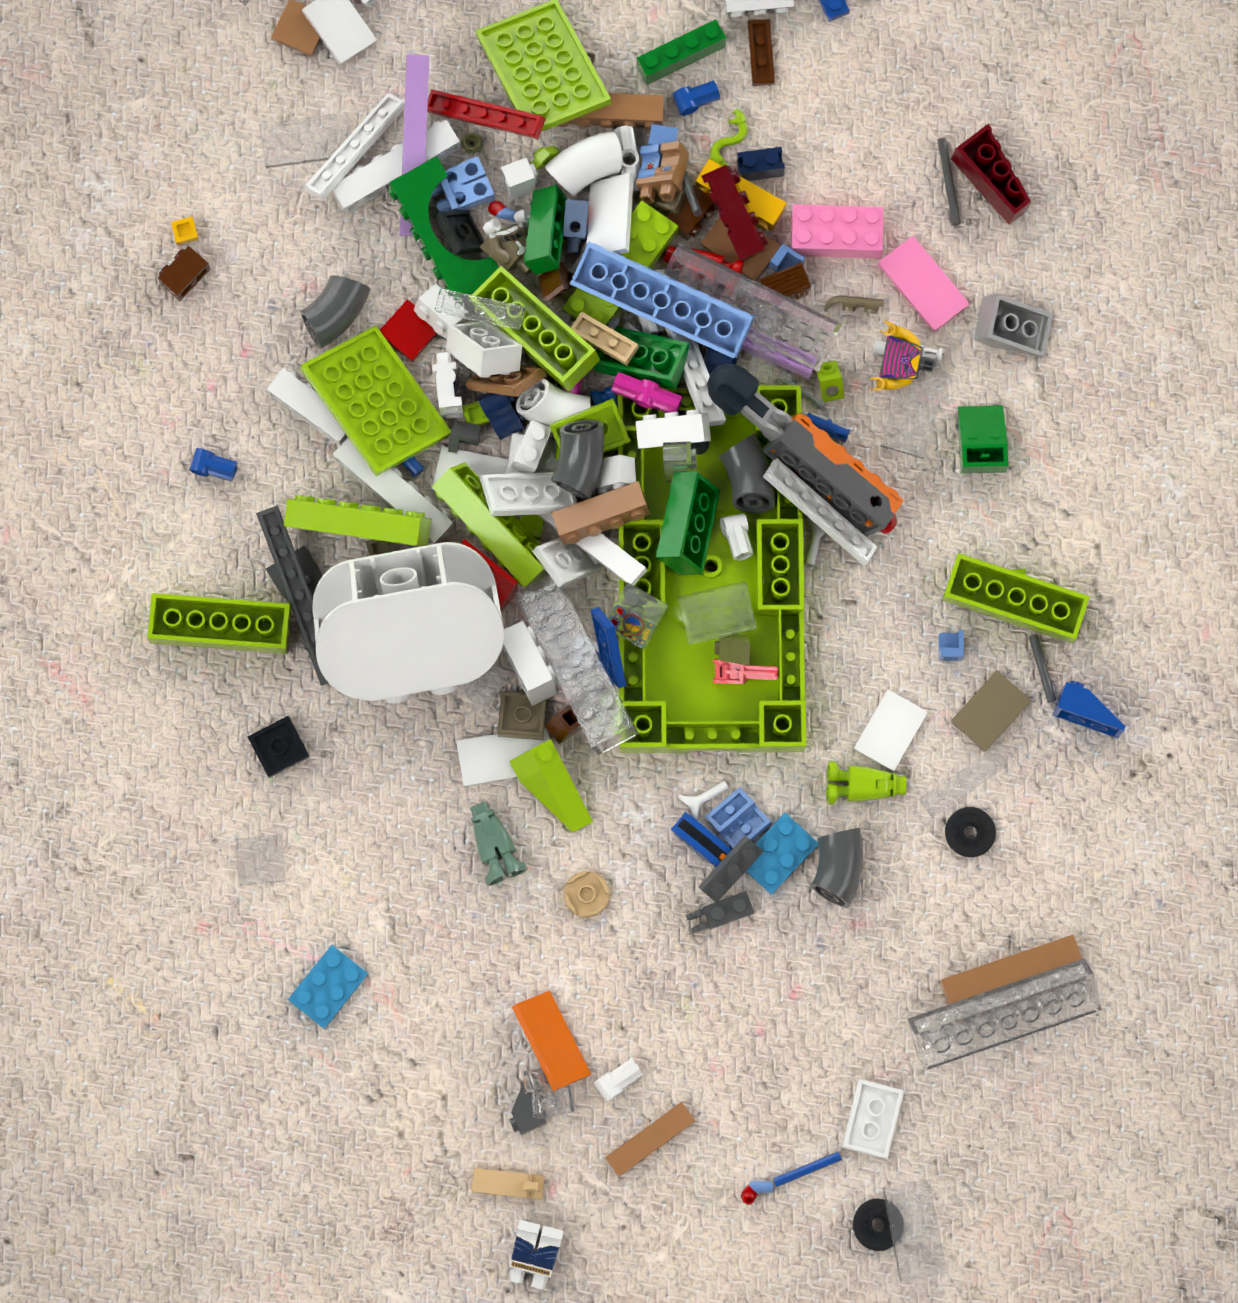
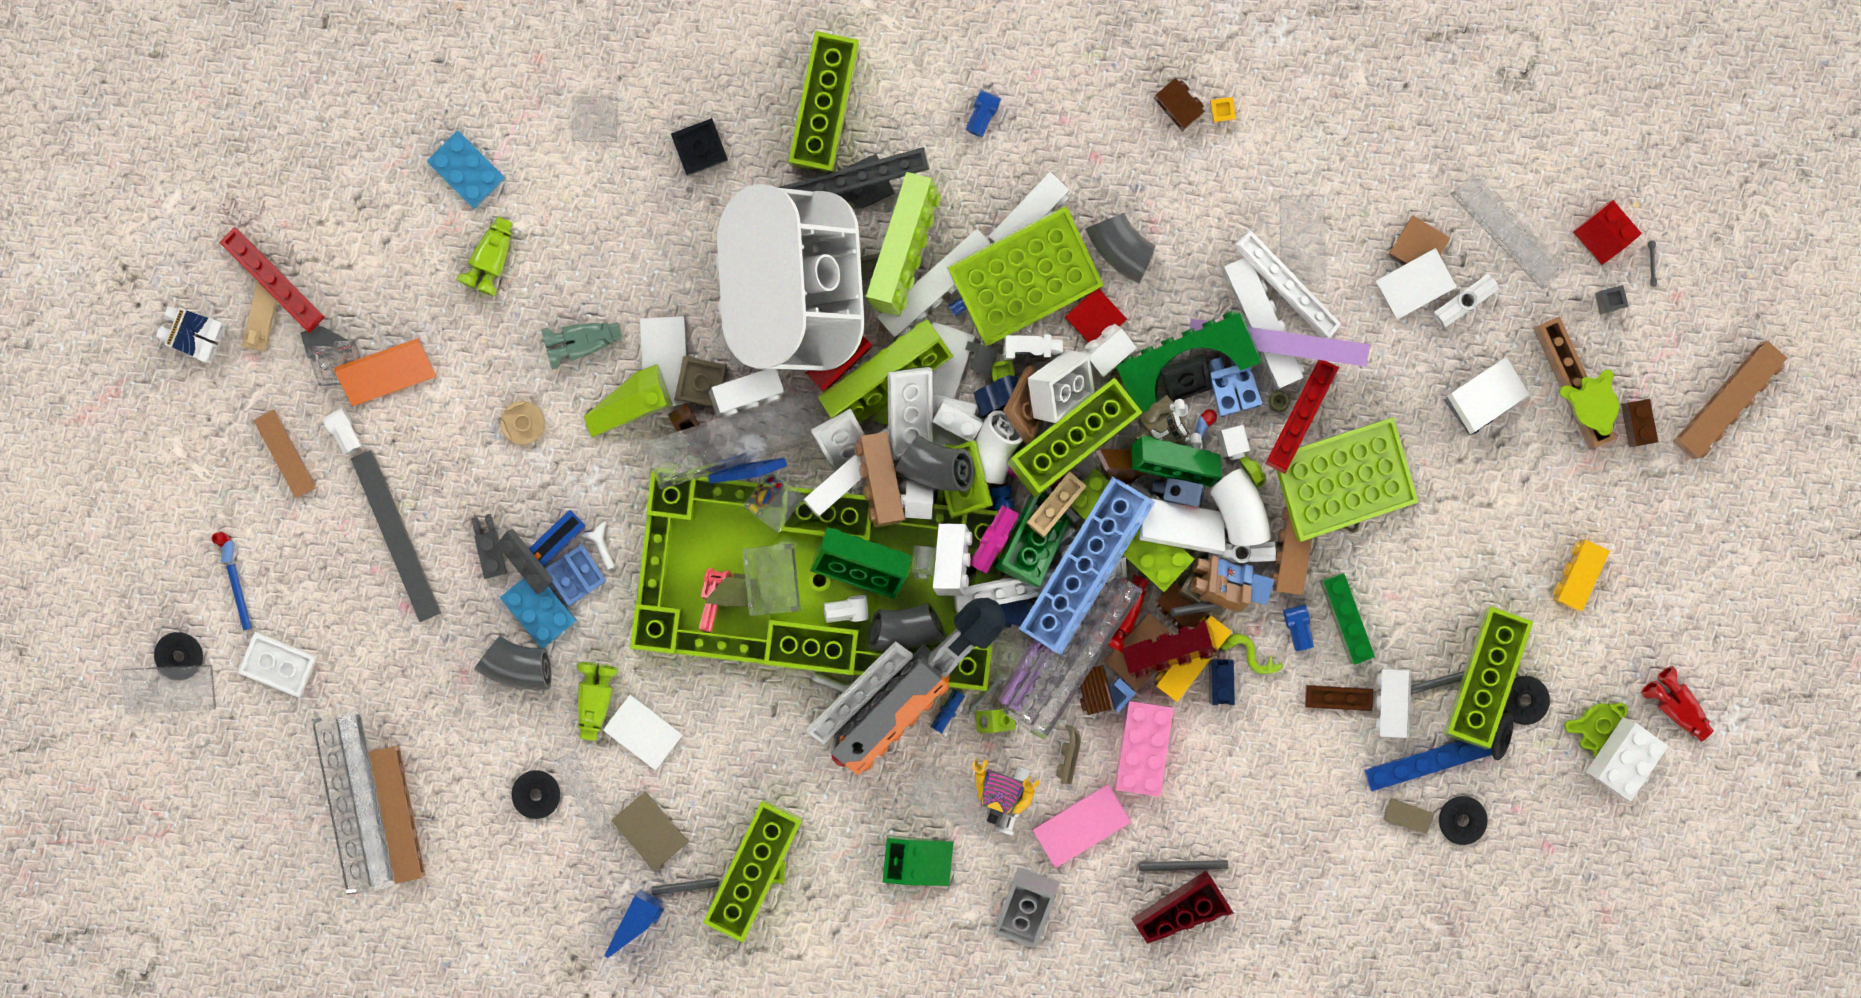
camera: 95 degrees right, 10 degrees up
(417, 950) = (488, 256): none -> lime piece
(467, 1173) = (272, 279): none -> red tile
(479, 309) = (1099, 386): clear tile -> none
(721, 1011) = (396, 535): none -> dark grey tile
(951, 646) = (717, 801): medium blue panel -> none

